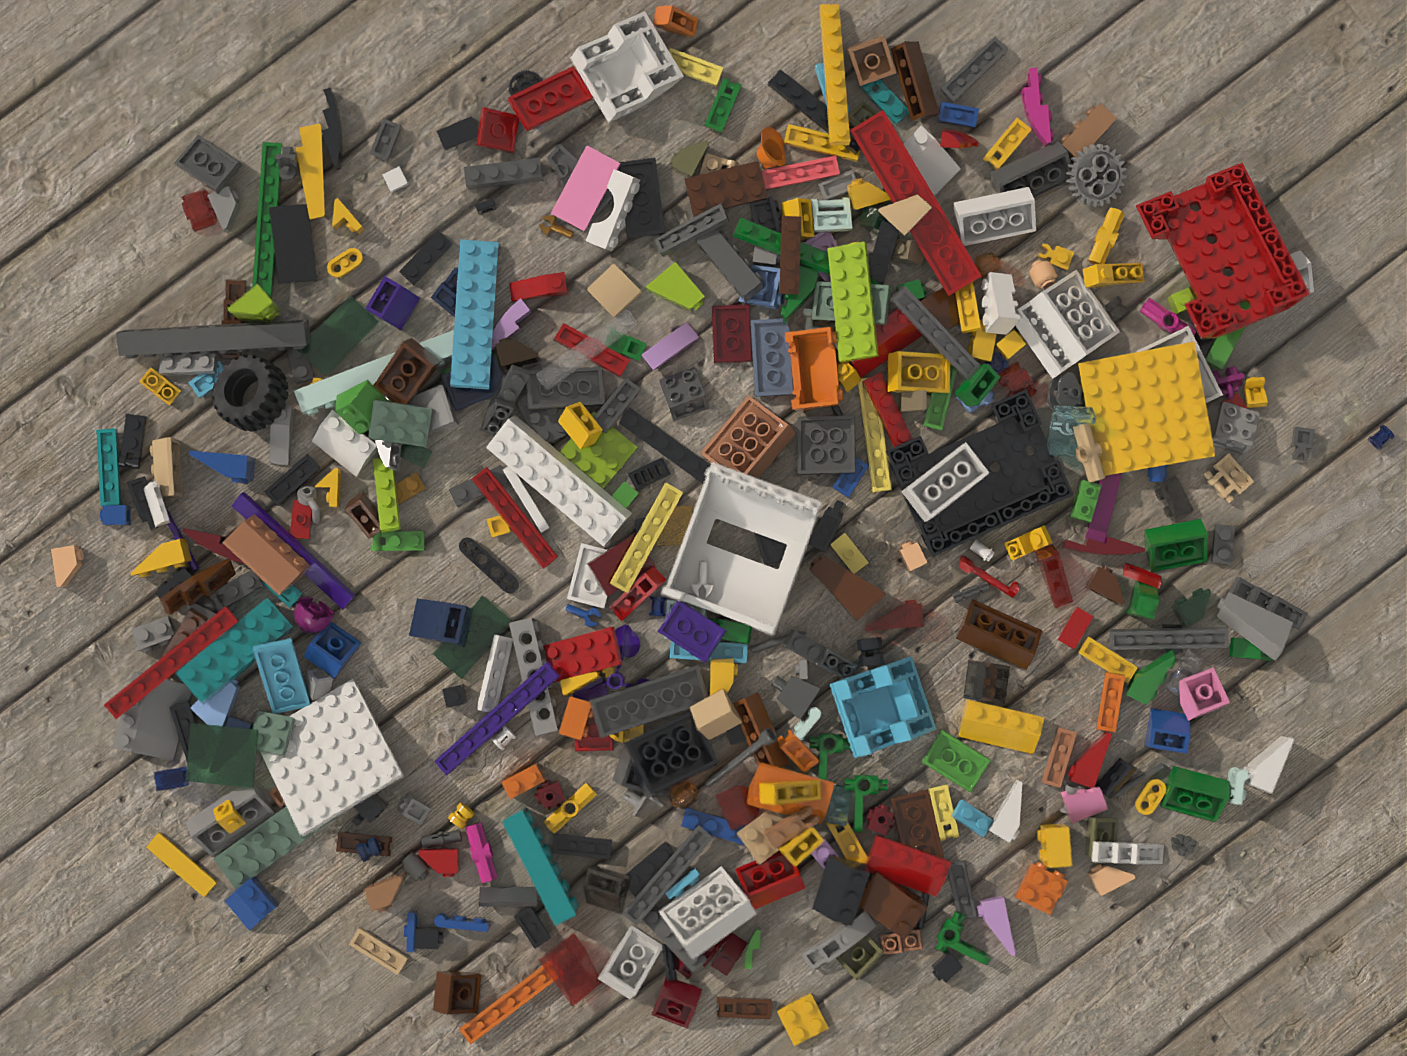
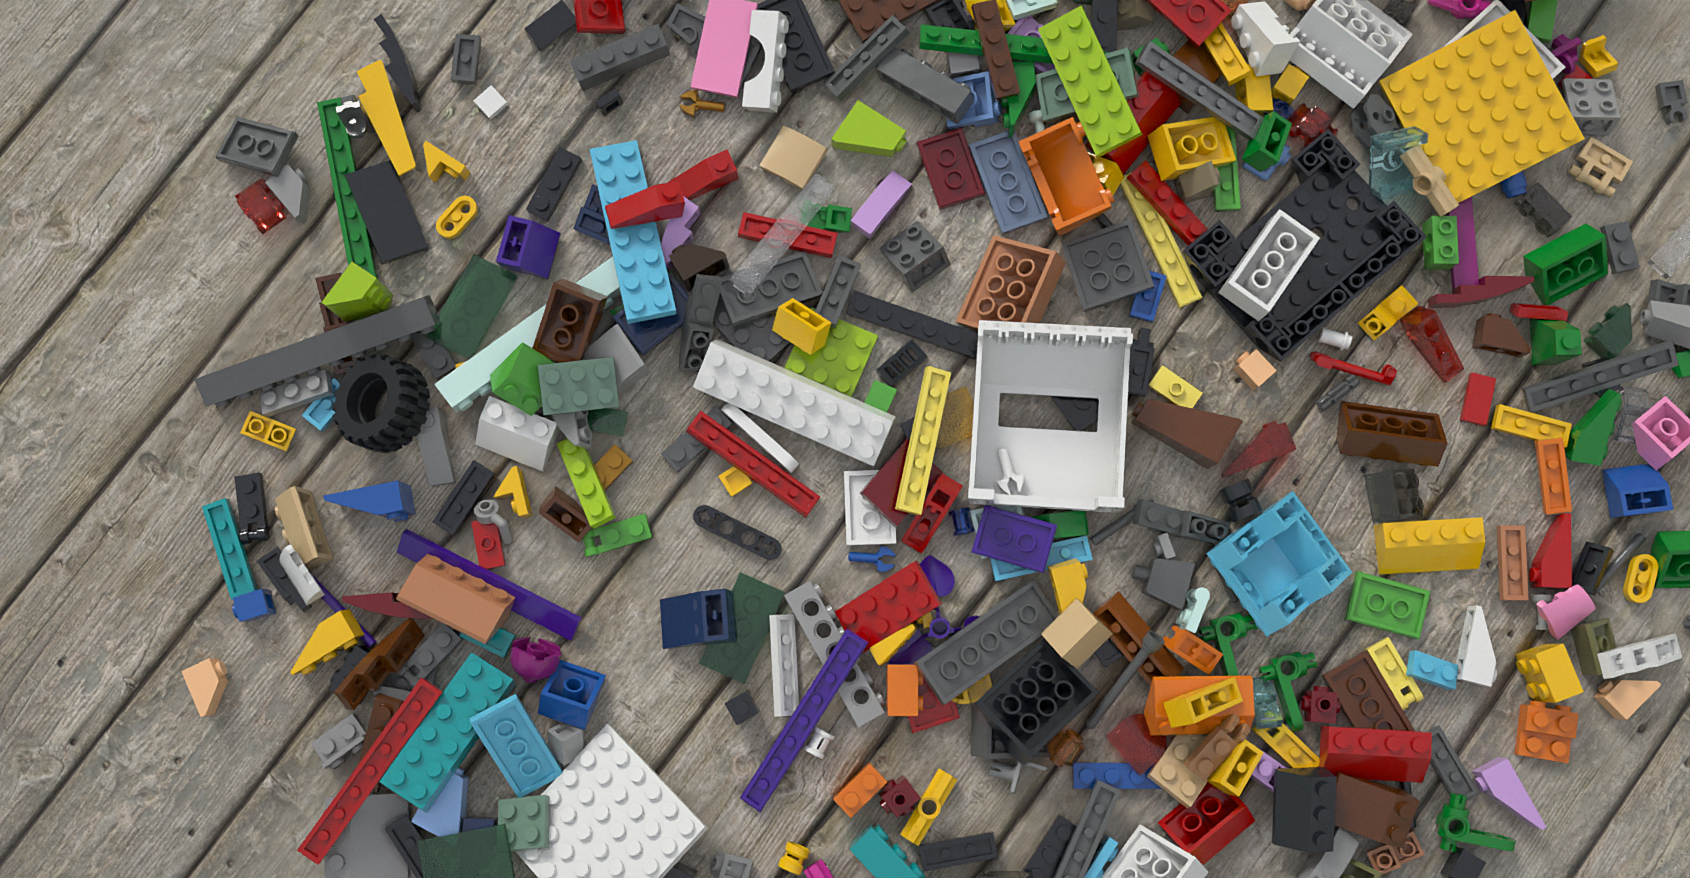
camera: 20 degrees left, 5 degrees down
(489, 300) = (647, 206): none -> red slope

